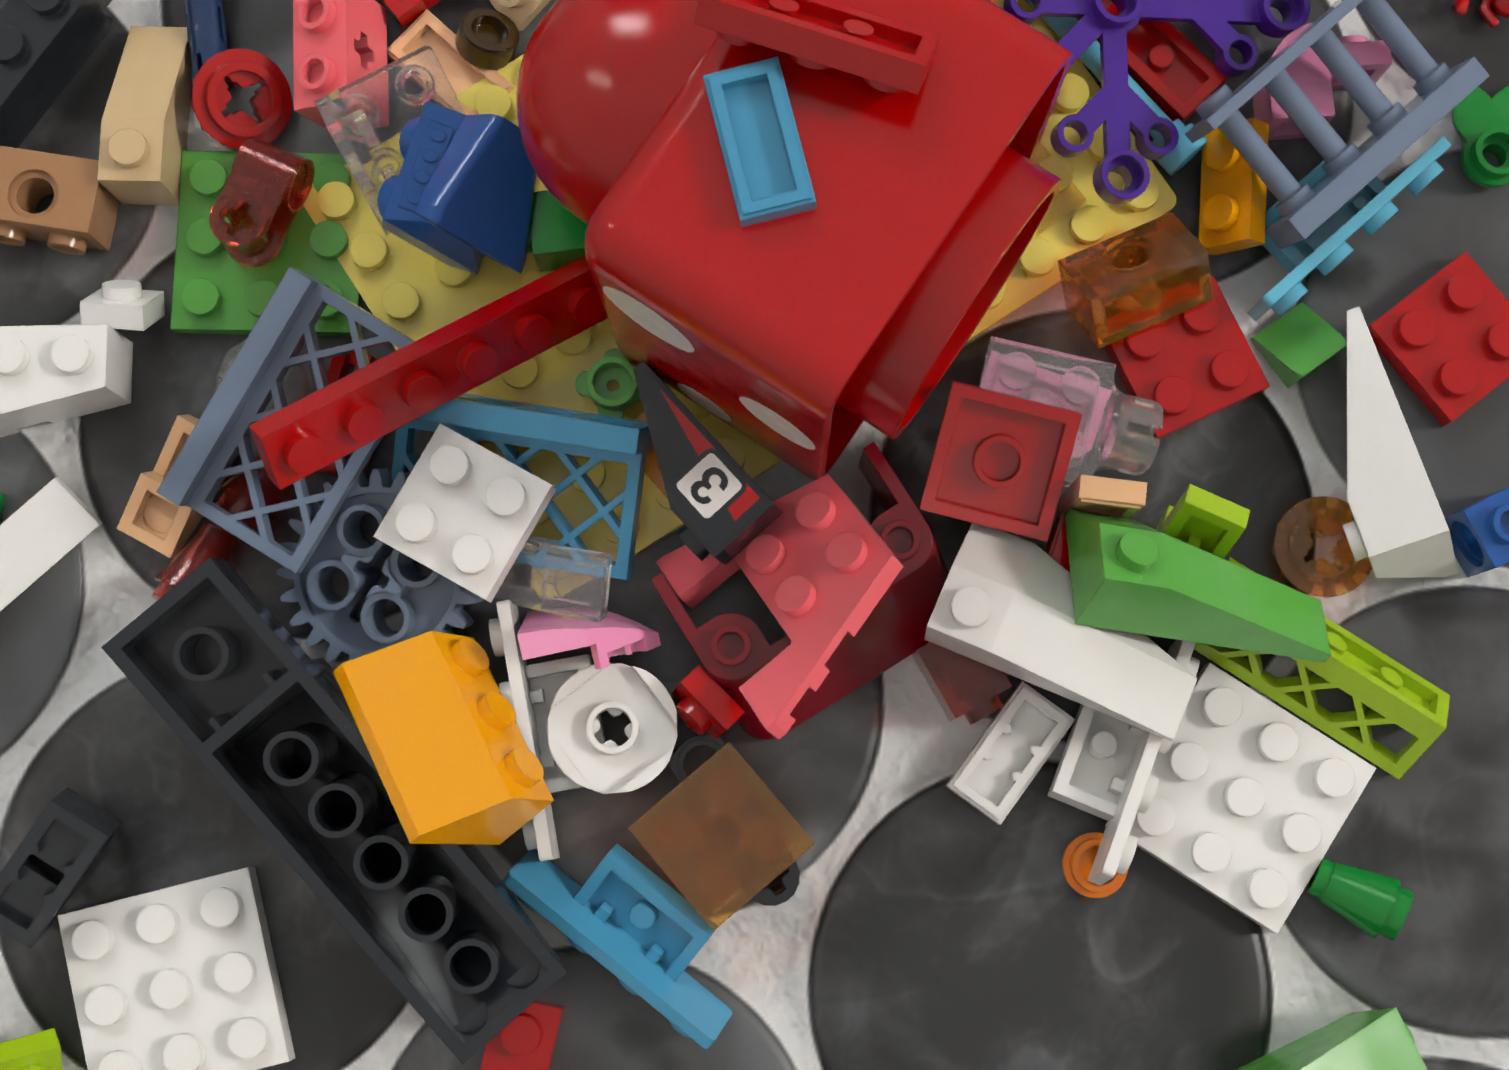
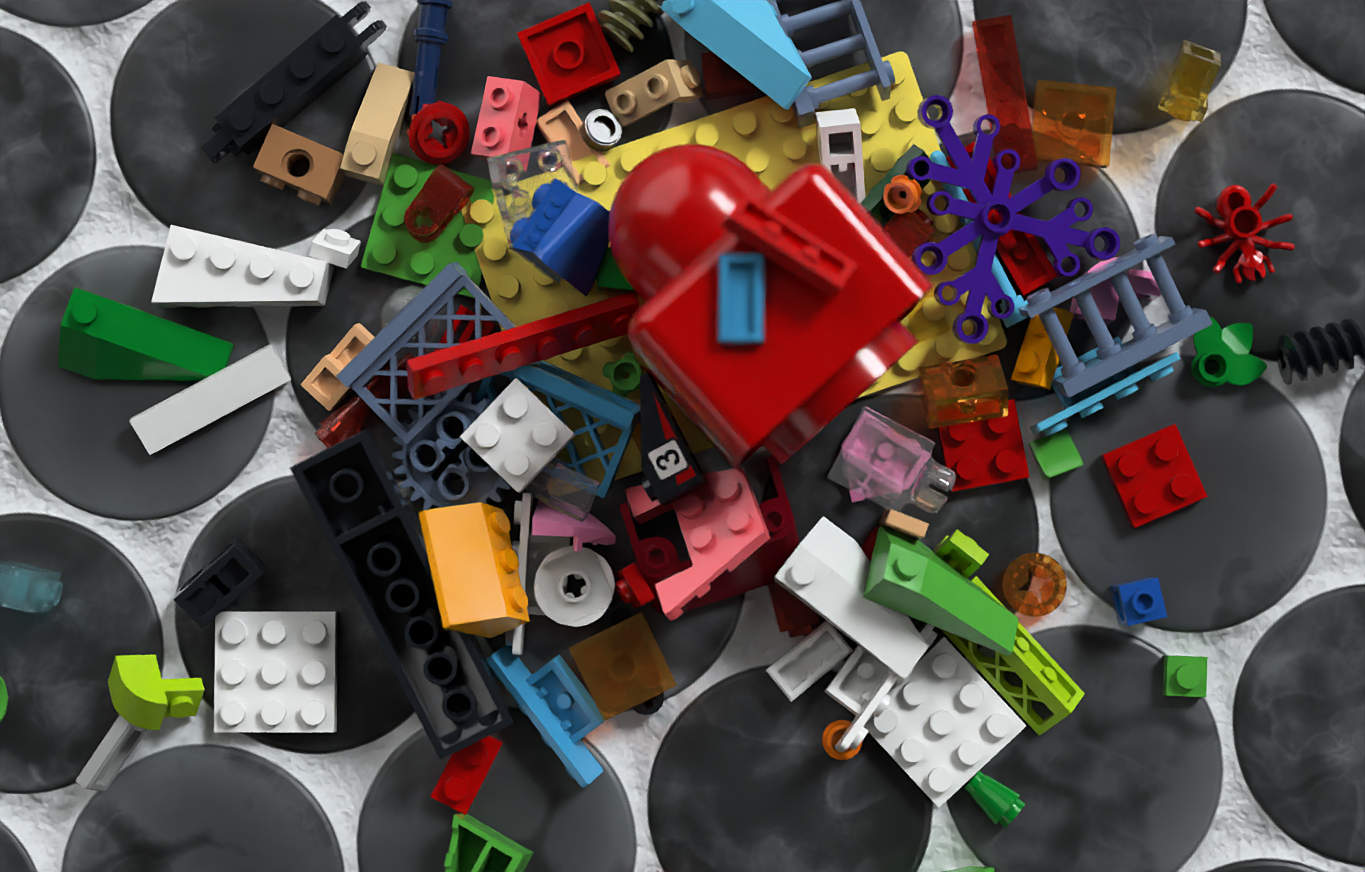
camera: 10 degrees right, 5 degrees up
(1000, 460) = (846, 486): red plate -> none
(1387, 485) = (1077, 571): white wedge -> none

